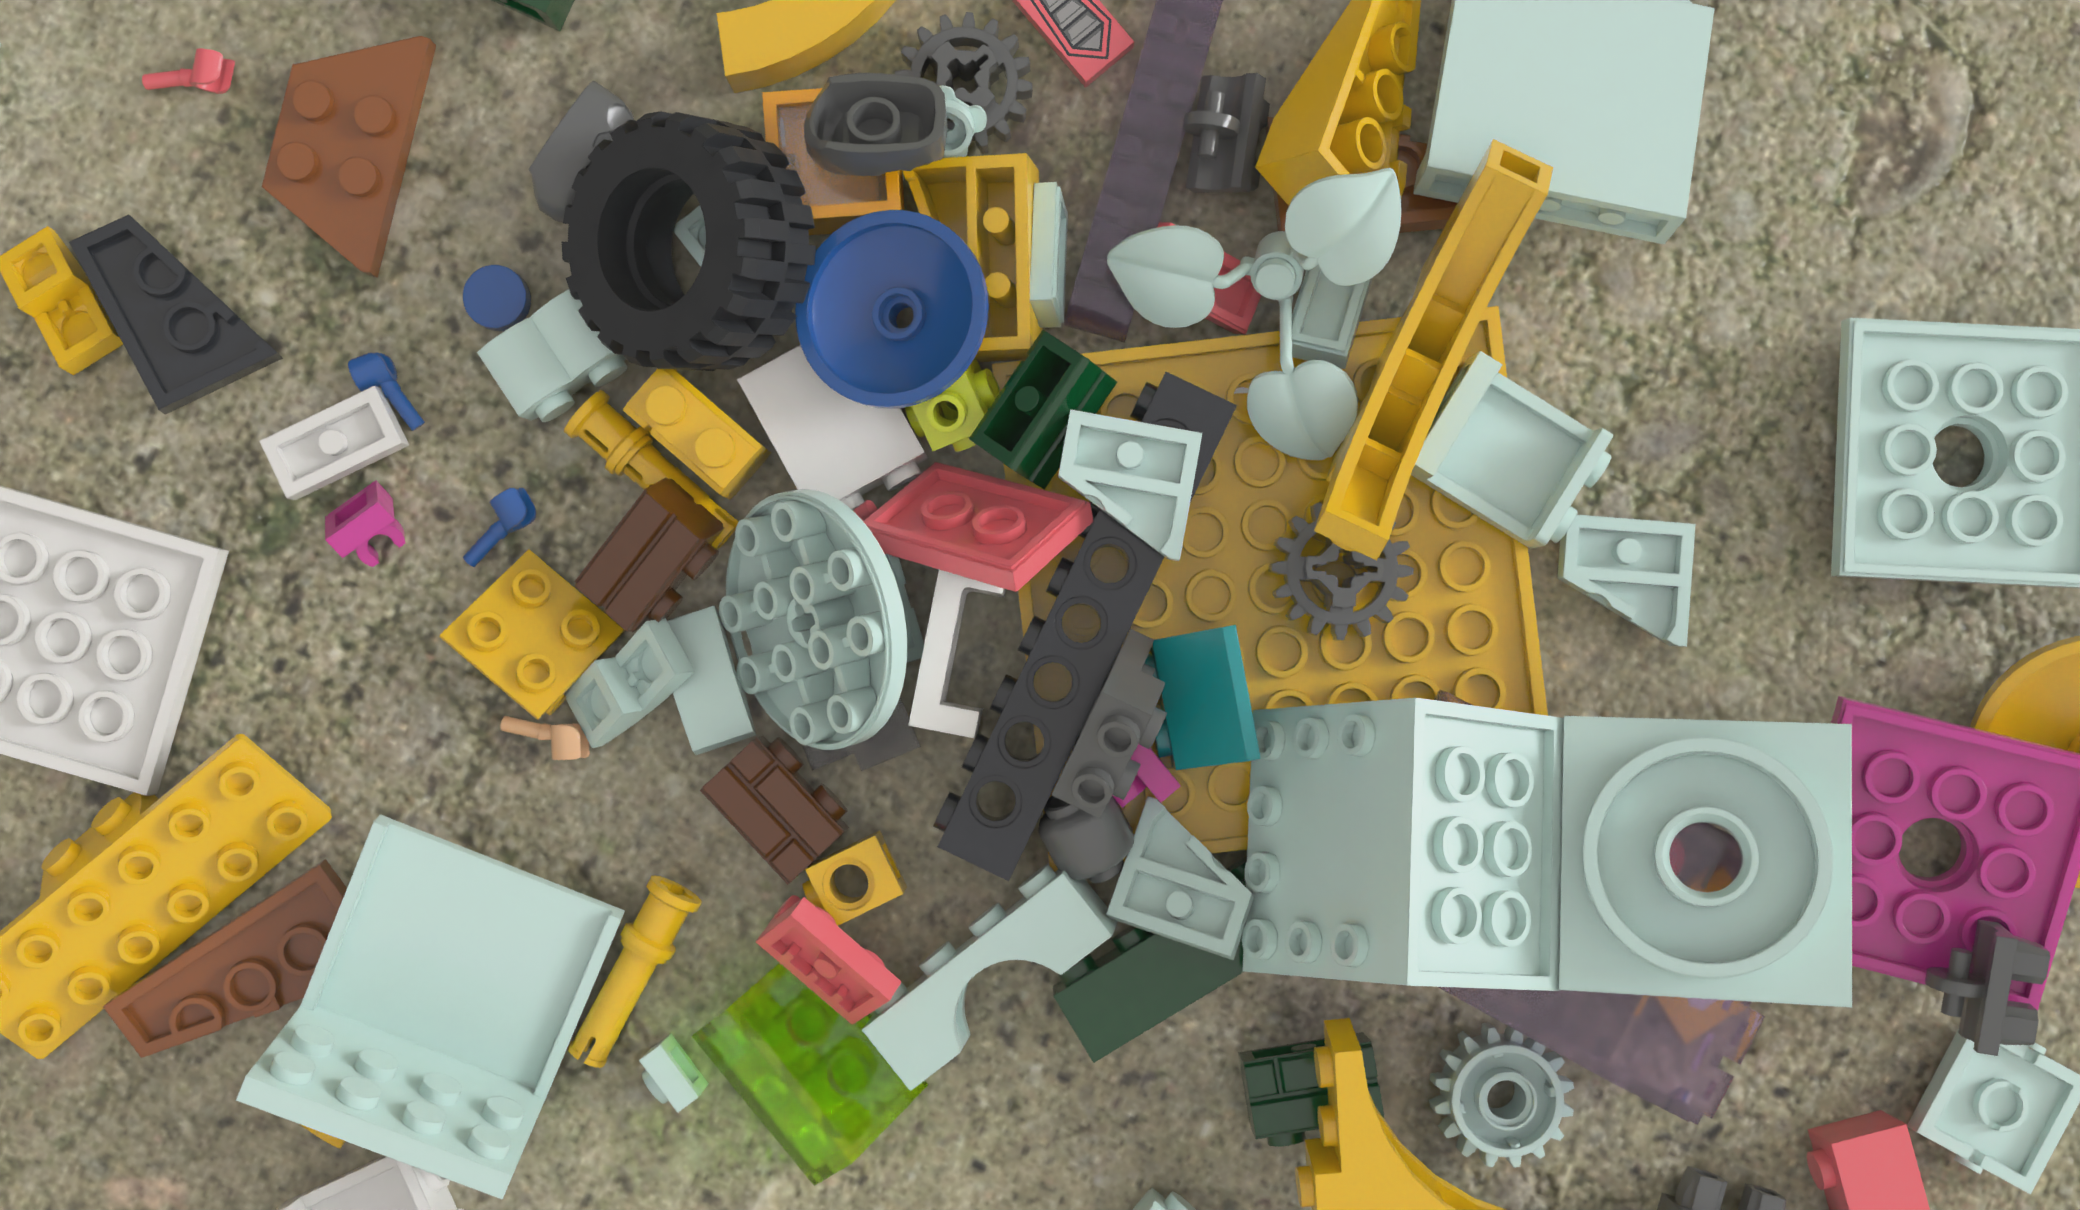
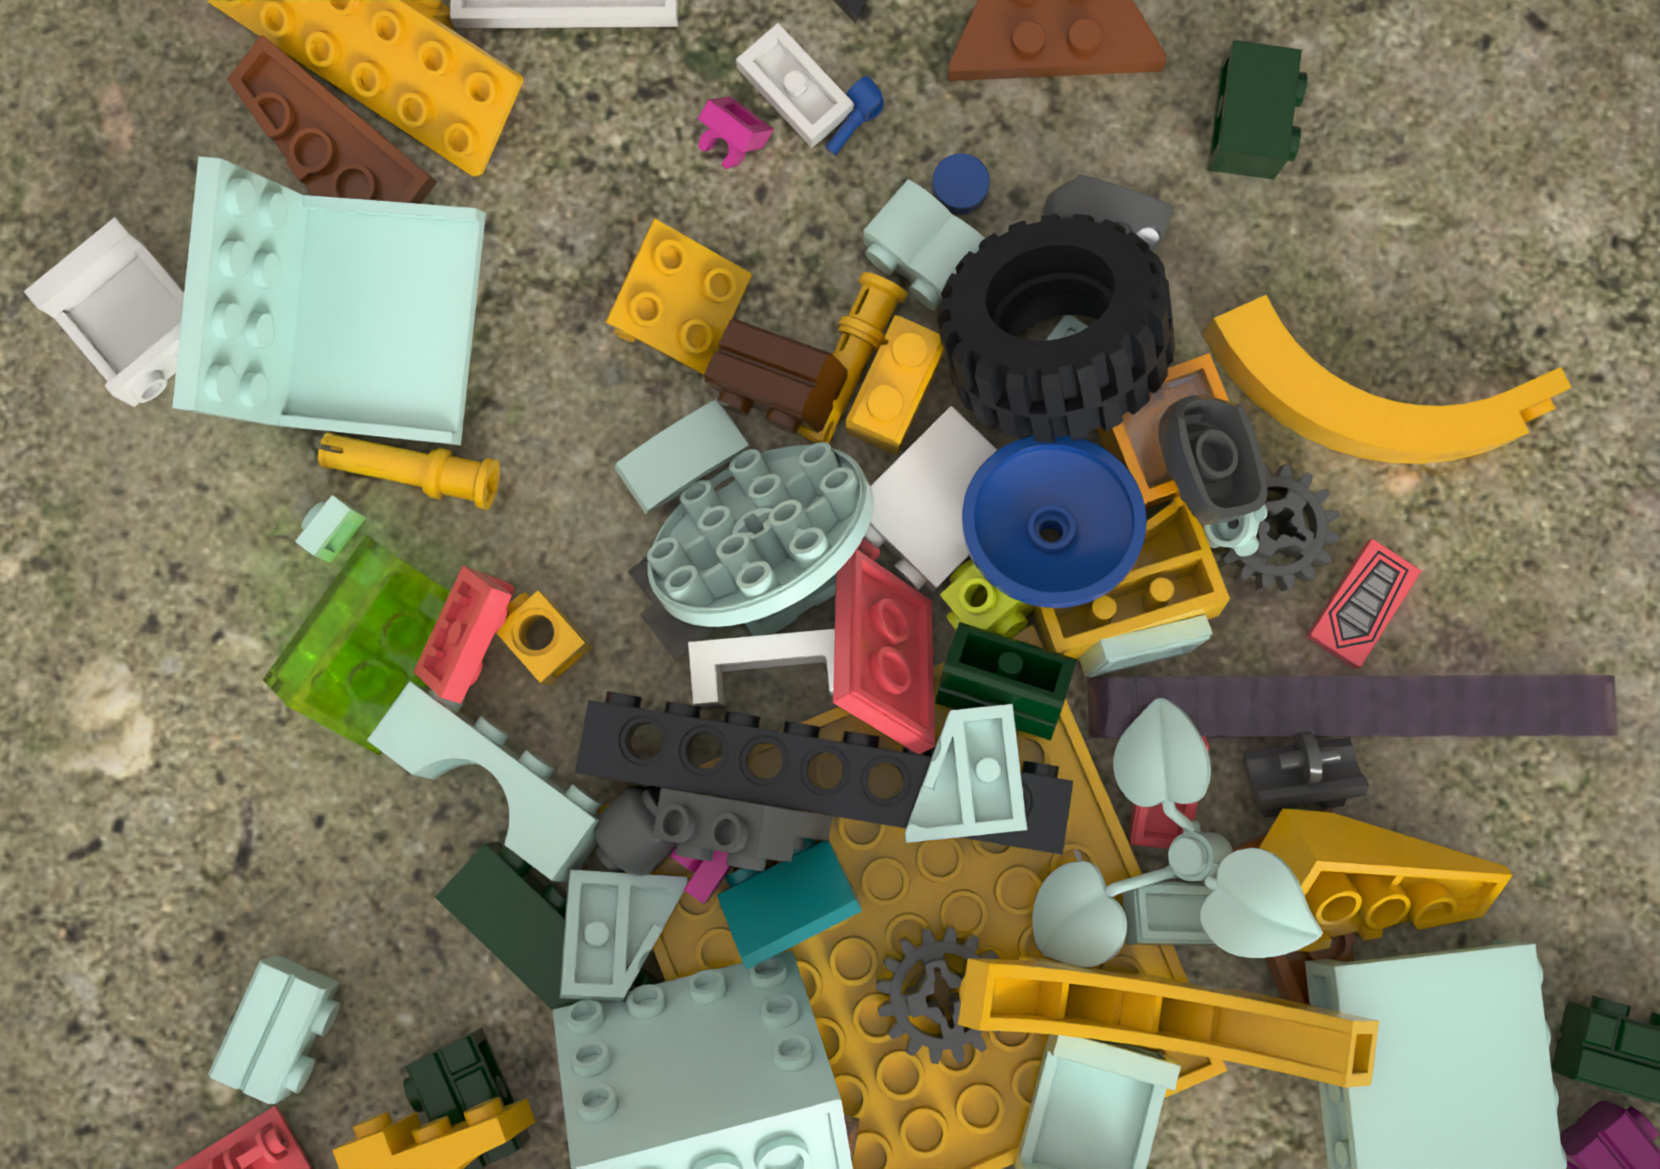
camera: 75 degrees right, 5 degrees down
(514, 513) = (780, 252): blue hand -> none
(567, 740) = (596, 354): light nougat hand -> none
(630, 685) = (657, 392): light aqua slope -> none
(776, 806) = (587, 550): reddish brown brick -> none

